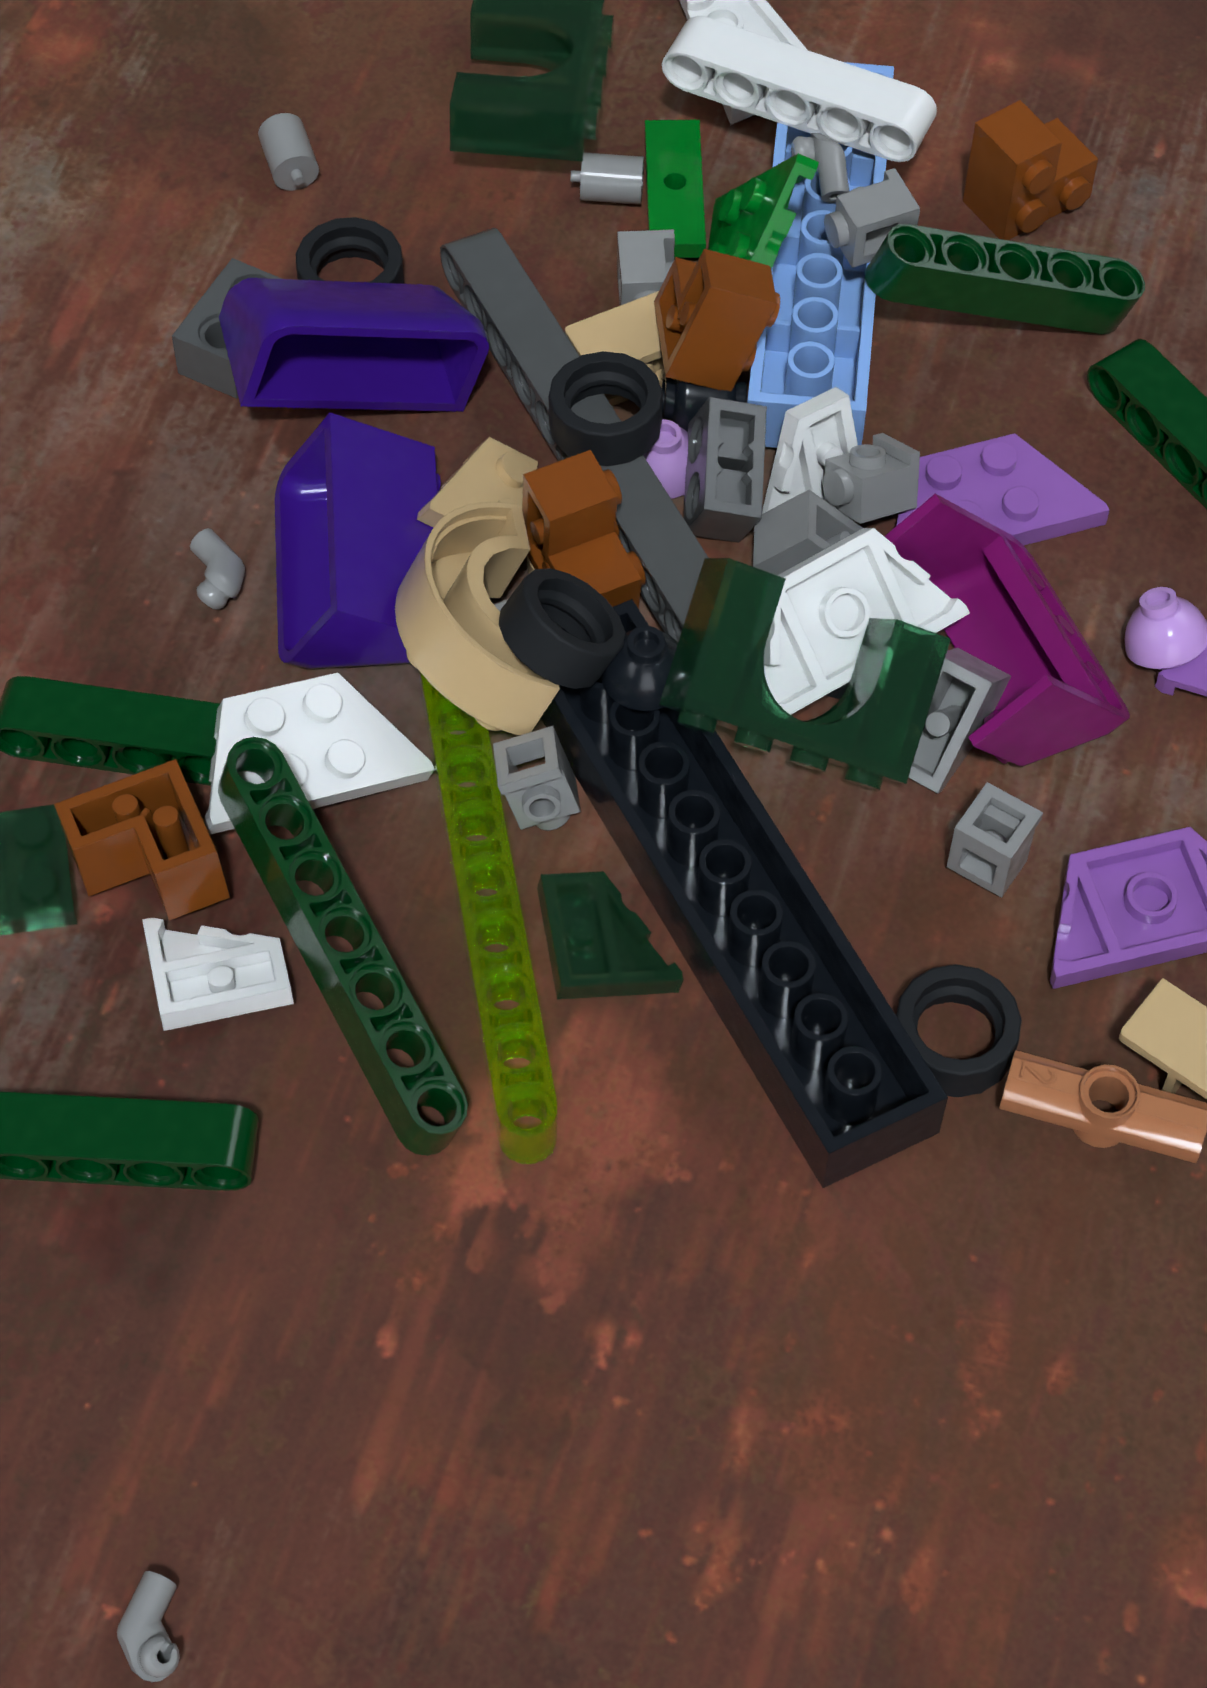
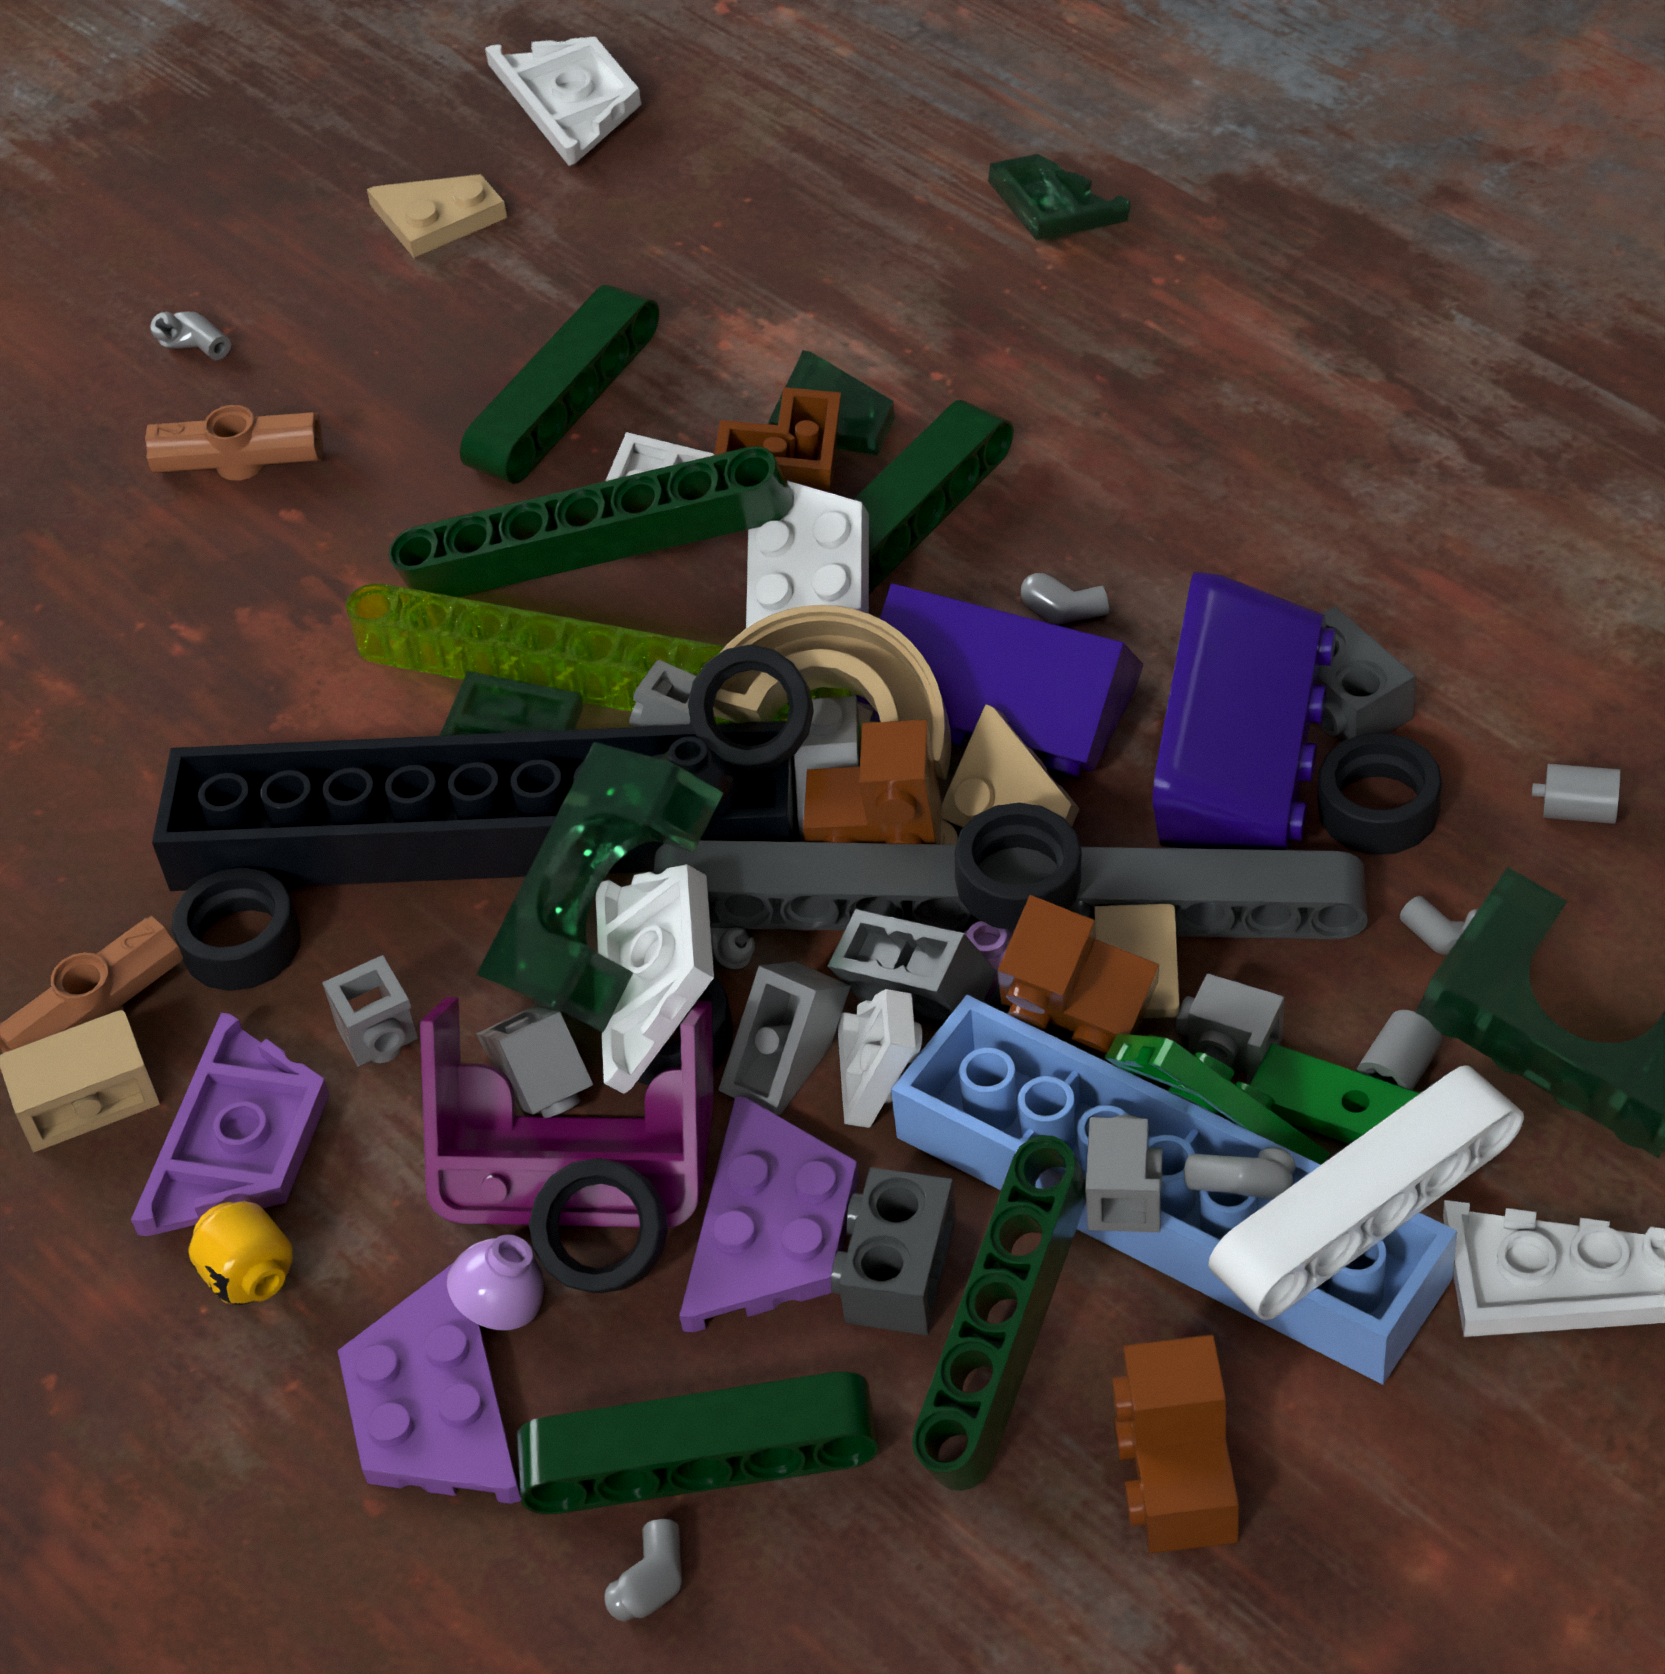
camera: 125 degrees right, 10 degrees down
(343, 1472) = (234, 442): none -> nougat piece
(469, 190) = (1432, 925): none -> light grey arm
(873, 479) = (813, 1099): light grey brick -> none
(970, 396) = (907, 1250): none -> dark grey brick
(1085, 573) = (546, 1217): none -> black tyre

